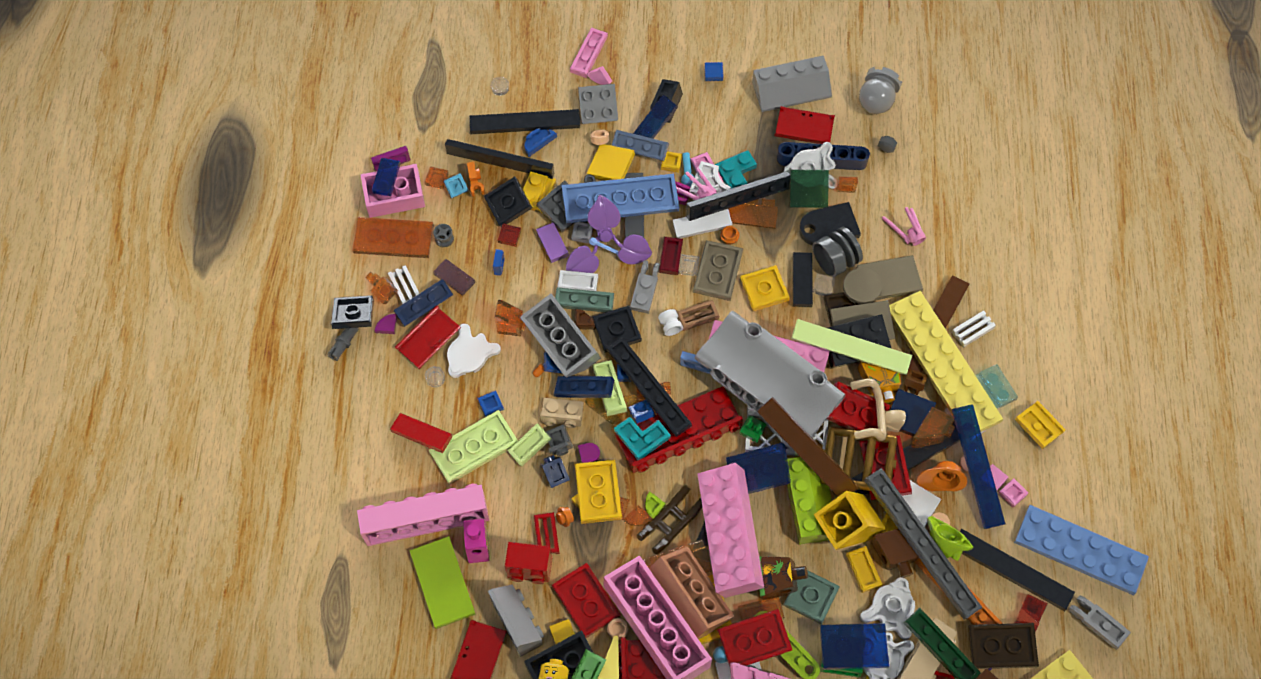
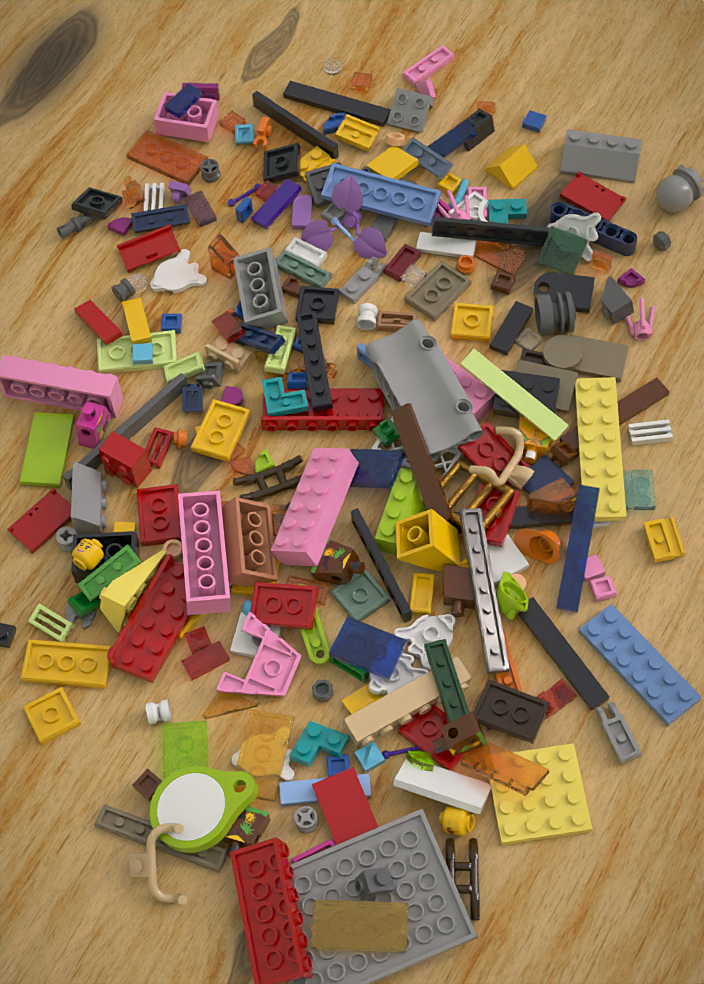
camera: 30 degrees right, 5 degrees down
(425, 267) = (178, 191): none -> medium lavender tile
(427, 390) = (123, 290): none -> dark grey wheel
(458, 416) = (136, 321): none -> yellow tile
(480, 258) = (231, 202): none -> dark purple hinge
(483, 447) = (142, 353): none -> medium azure tile
(510, 530) = (136, 421): none -> dark grey tile
(515, 669) = (65, 545): none -> light grey wheel
(525, 244) = (276, 204): none -> dark purple tile
(535, 91) = (361, 81): none -> clear orange tile
(549, 386) = (228, 327): none -> clear red tile
(562, 144) = (357, 133): none -> yellow plate
(667, 74) = (488, 107): none -> clear orange tile
(718, 122) = (513, 166): none -> yellow slope
(771, 238) = (503, 282): none -> reddish brown tile
(816, 559) = (381, 566): none -> black tile
(879, 190) = (631, 279): none -> magenta tile
(881, 218) = (615, 302): none -> dark grey slope

